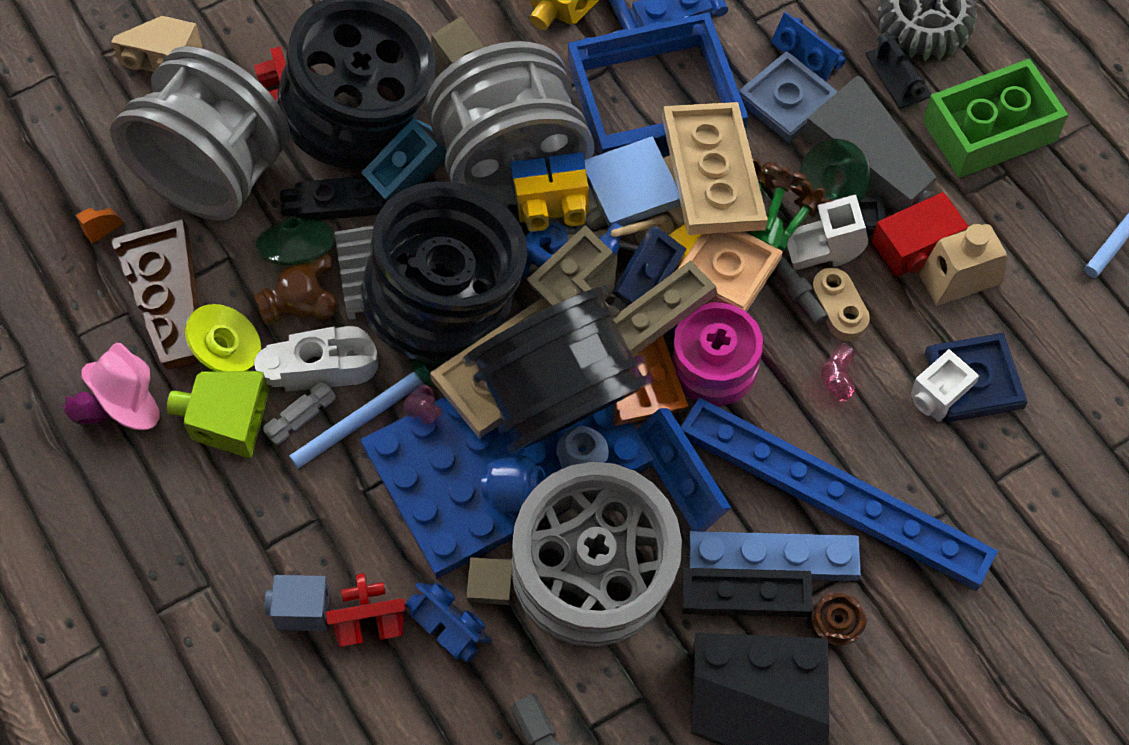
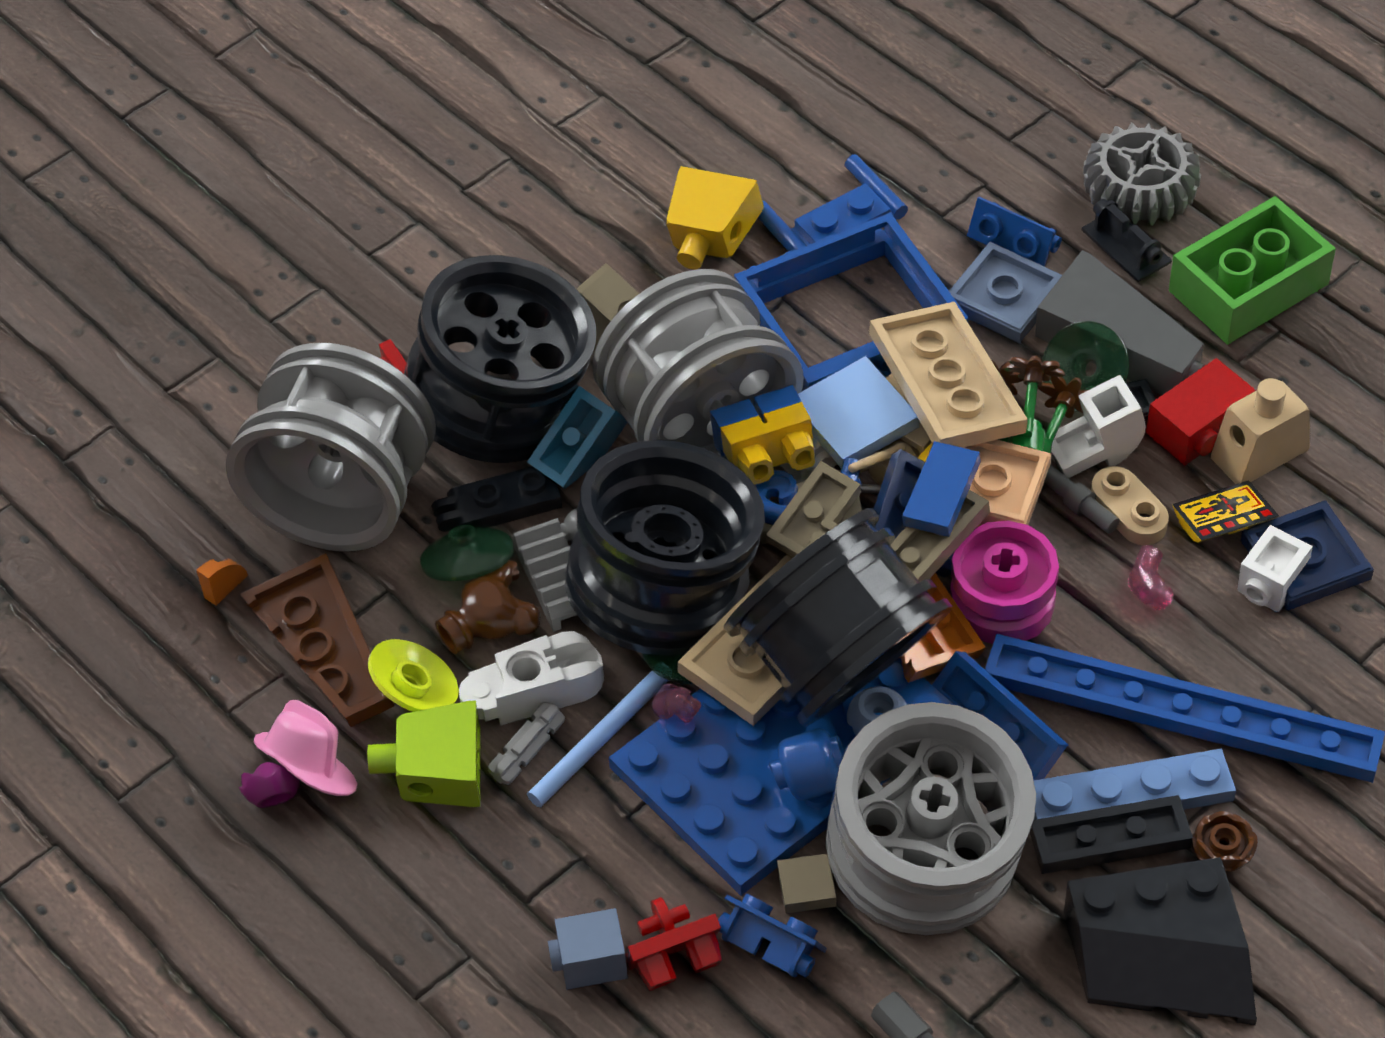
camera: 10 degrees left, 10 degrees down
(150, 42) = (233, 366): tan slope -> none
(679, 268) = (941, 489): none -> blue tile
(916, 325) = (1223, 511): none -> piece

